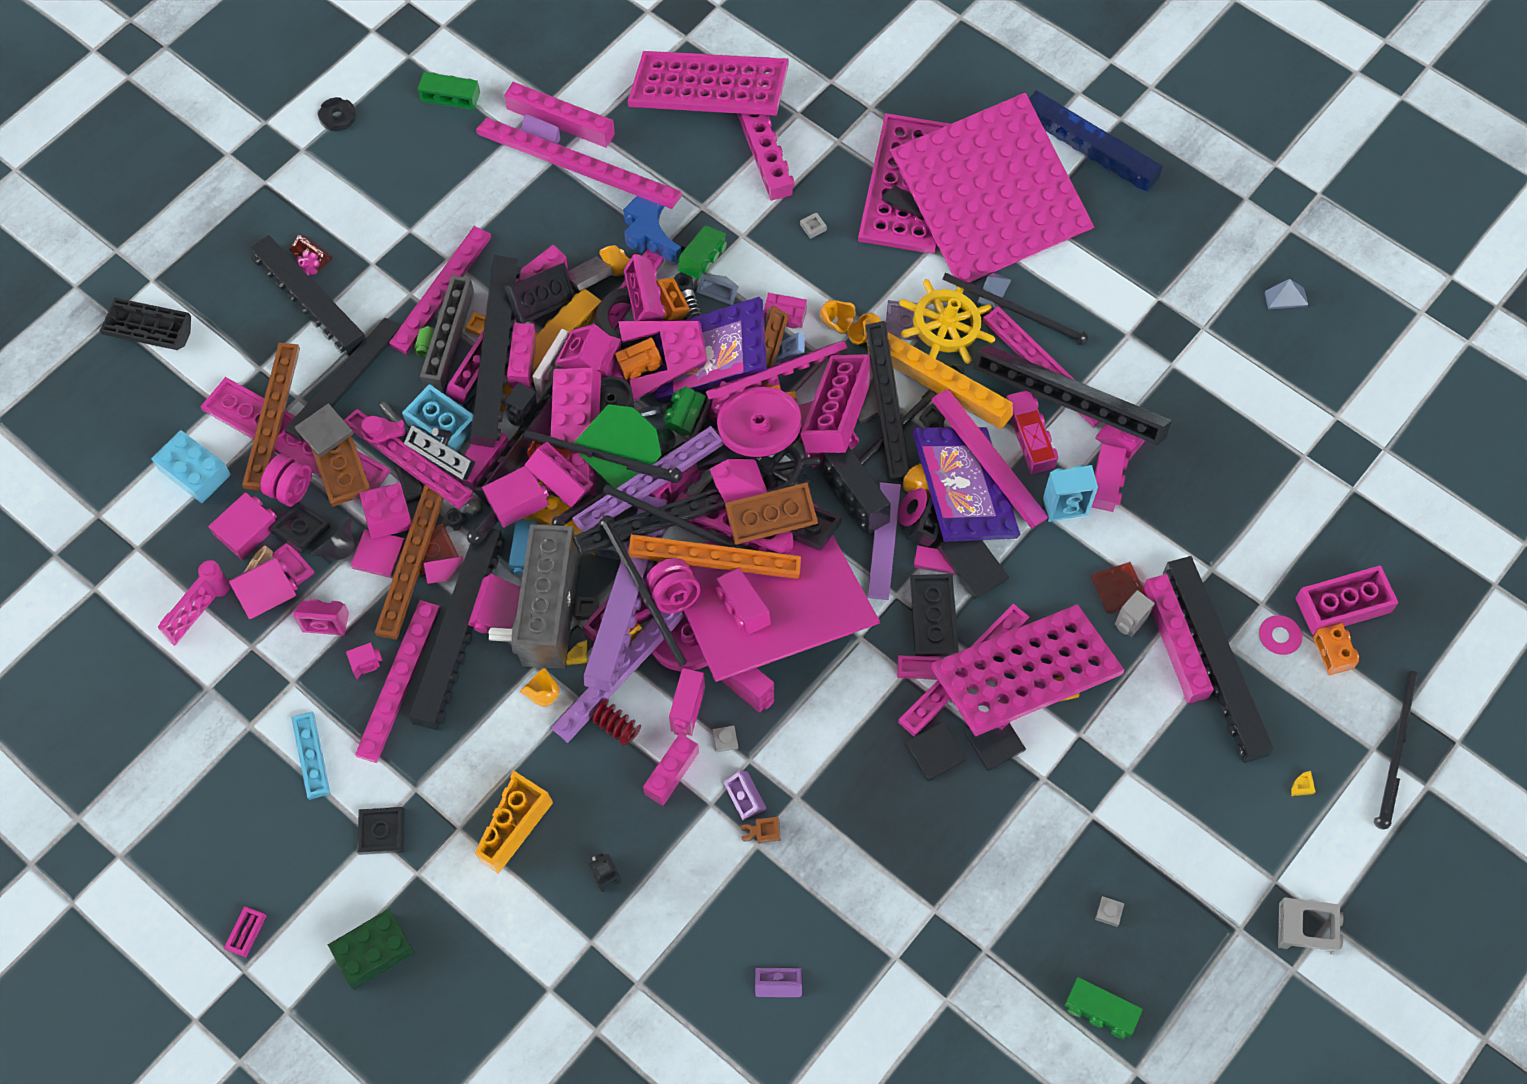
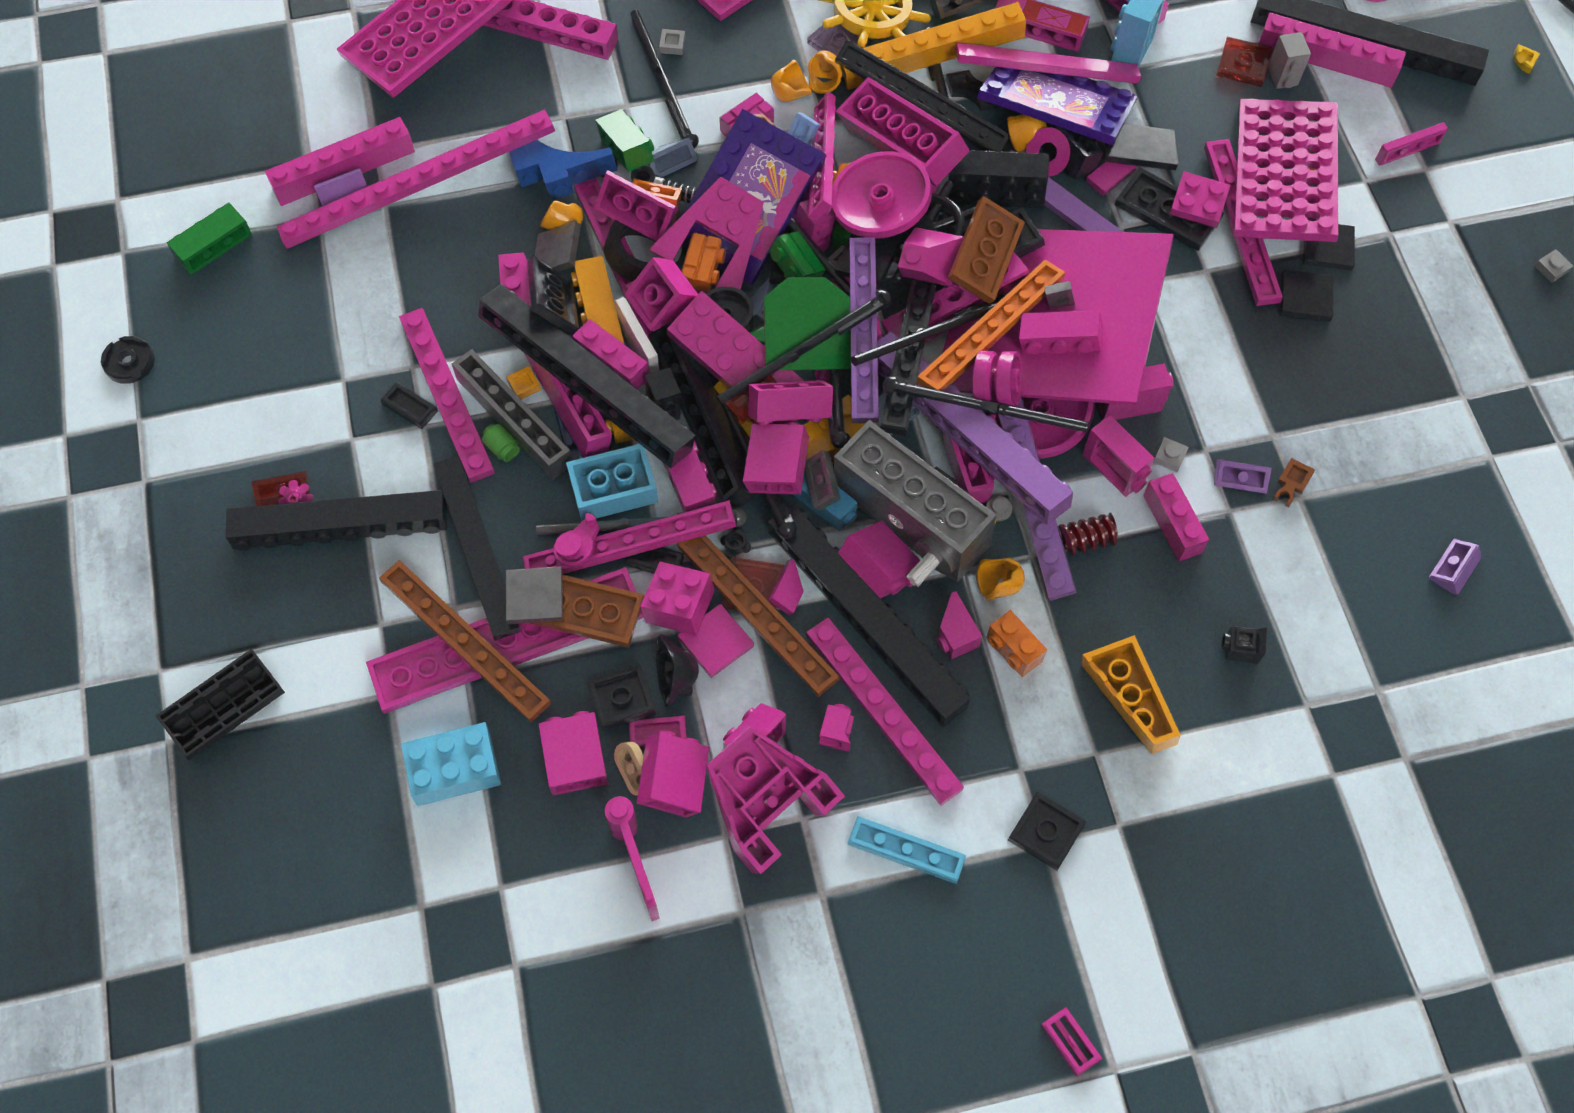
camera: 55 degrees left, 0 degrees up
(283, 635) = (756, 784): none -> dark pink wedge
(286, 479) = (563, 670): dark pink wheel -> none
(371, 949) = (1184, 917): dark green brick -> none
(417, 276) = (409, 405): none -> black tile
(439, 450) = (656, 500): plate -> none
(485, 685) = (957, 631): none -> dark pink slope
(498, 727) = (1016, 643): none -> orange brick
(518, 540) = (821, 480): none -> flat silver plate
(761, 260) = (671, 101): none -> black bar
(775, 582) = (1059, 295): none -> flat silver plate
(916, 667) = (1211, 255): dark pink tile -> none
(953, 628) = (1200, 199): none -> dark pink plate
(1136, 745) = (1411, 144): none -> dark pink tile

